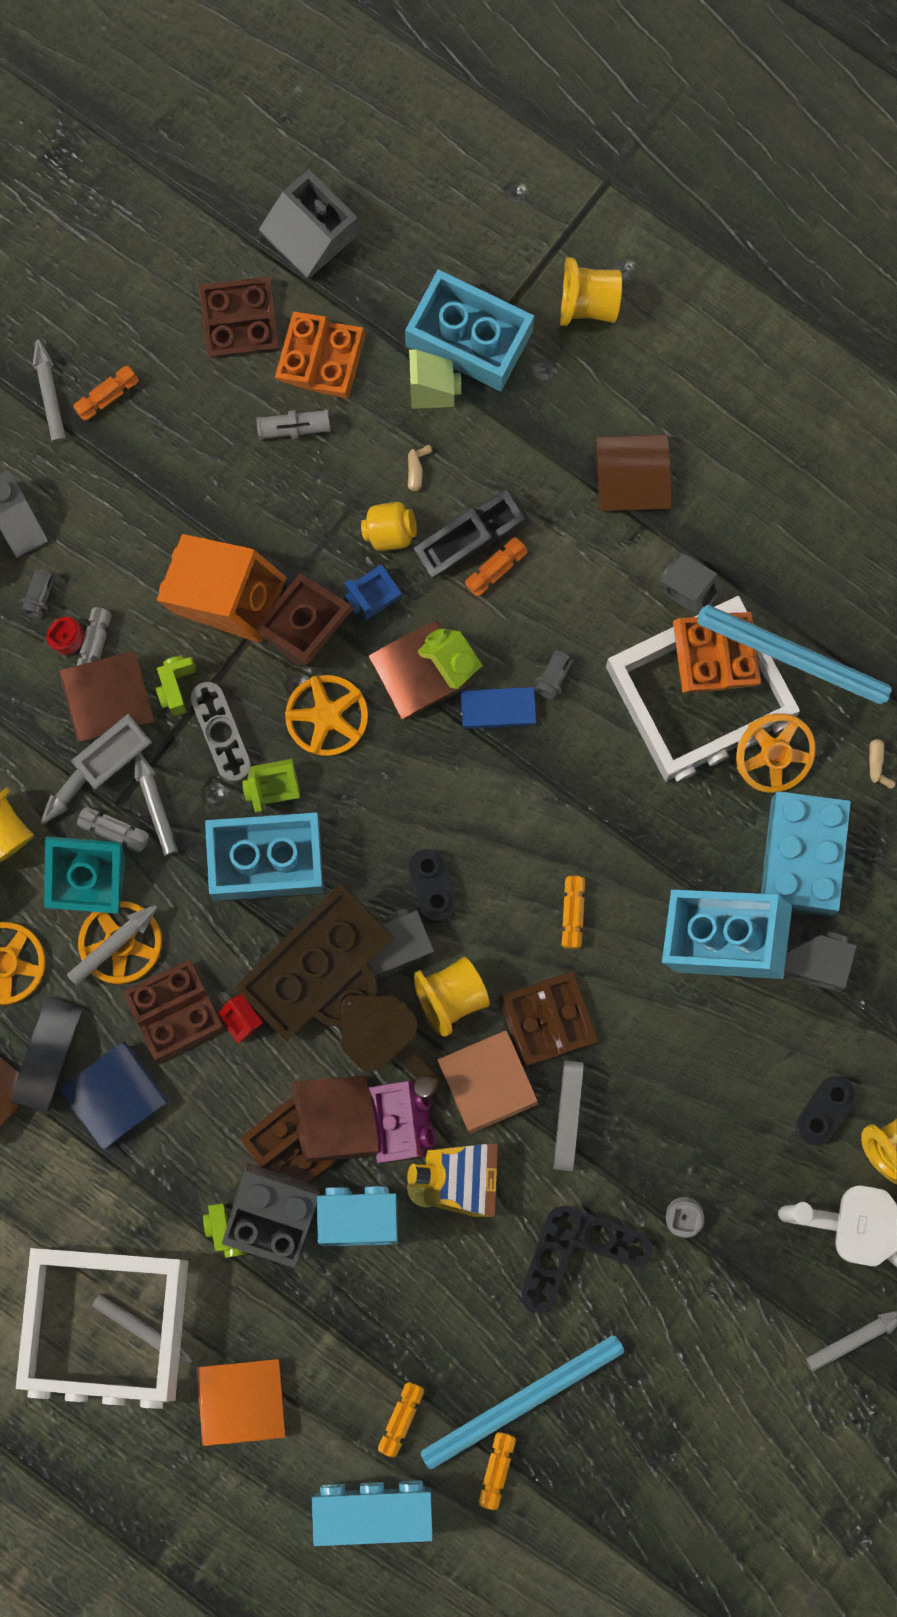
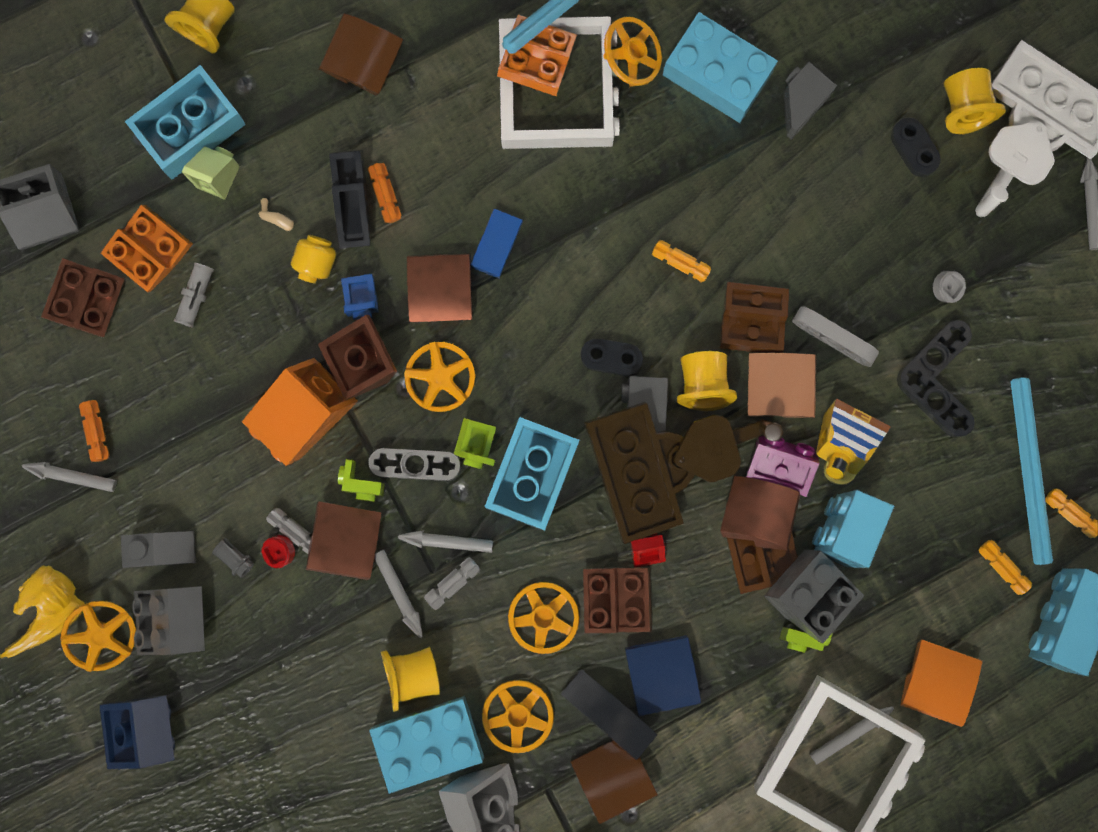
camera: 65 degrees left, 5 degrees up
(83, 874) = (480, 622): teal slope -> none
(111, 751) = (390, 556): light grey tile -> none
(137, 922) = (536, 596): light grey piece -> none
(451, 656) = (442, 257): lime bracket -> none
(549, 683) = (492, 189): dark grey pin -> none
(691, 584) = (471, 51): dark grey brick -> none
(727, 933) = (757, 151): medium azure brick -> none

